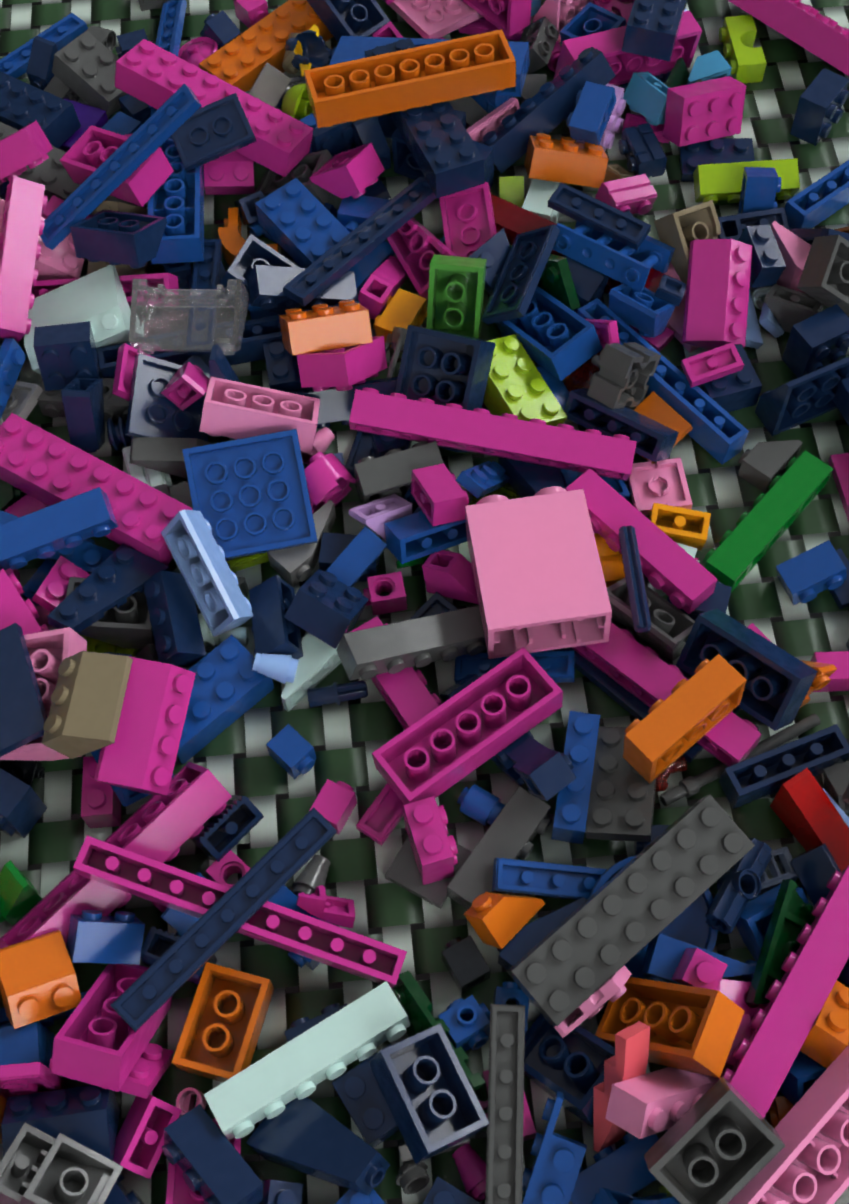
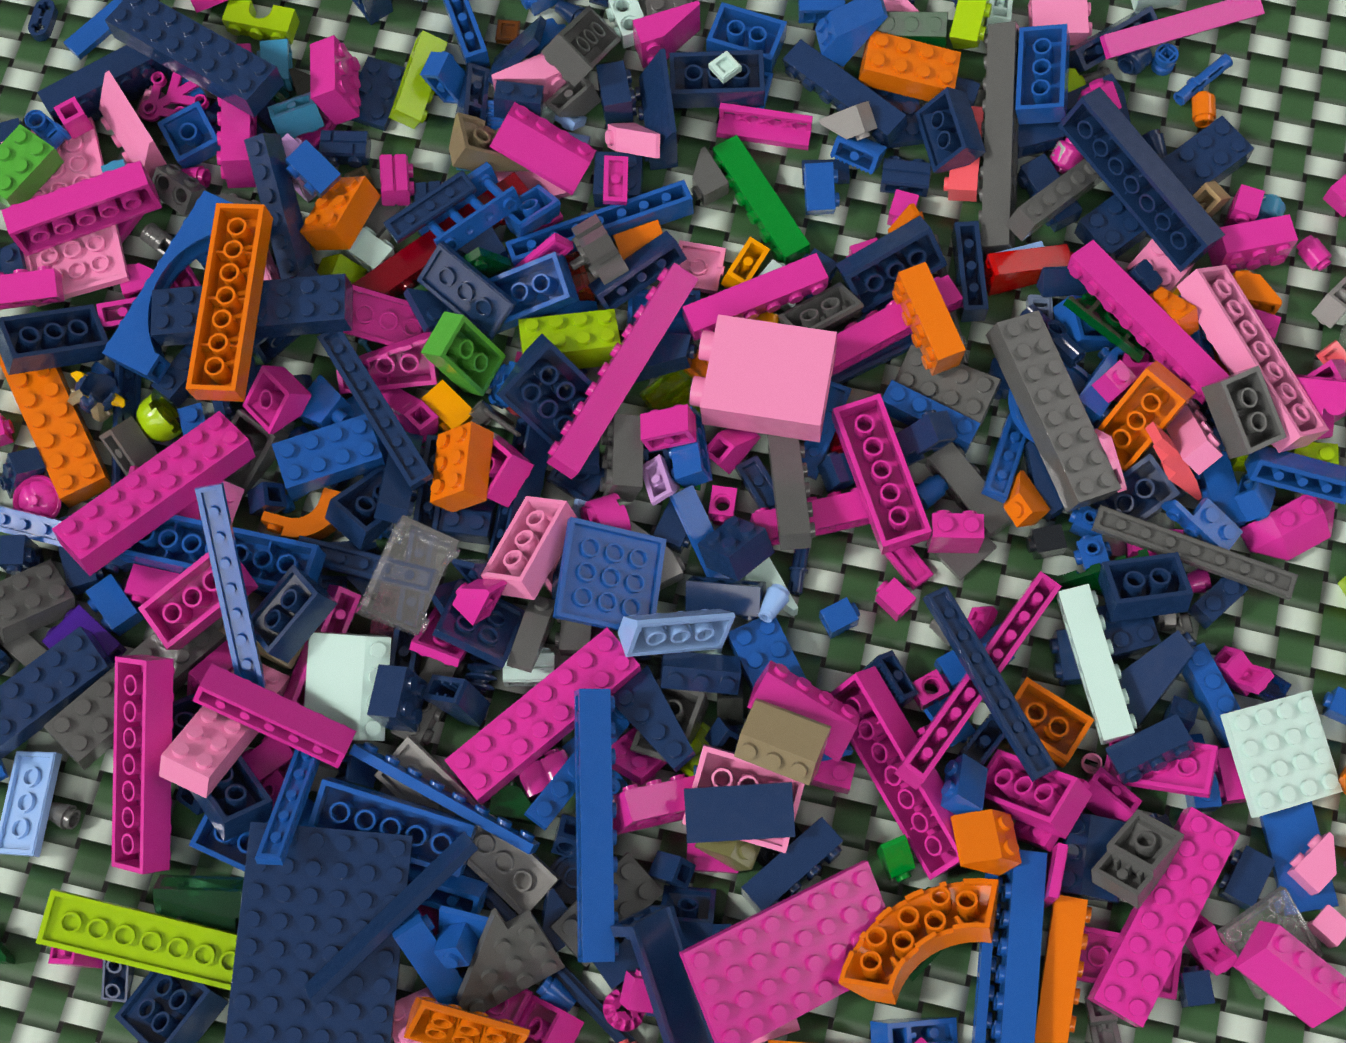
camera: 70 degrees left, 10 degrees up
(213, 132) = (185, 509): dark blue tile -> none
(483, 478) = (657, 391): blue plate -> none
(634, 579) = (799, 309): dark blue axle -> none
(671, 290) = (525, 182): dark blue tile -> none
(772, 369) = (633, 139): none -> bright pink slope

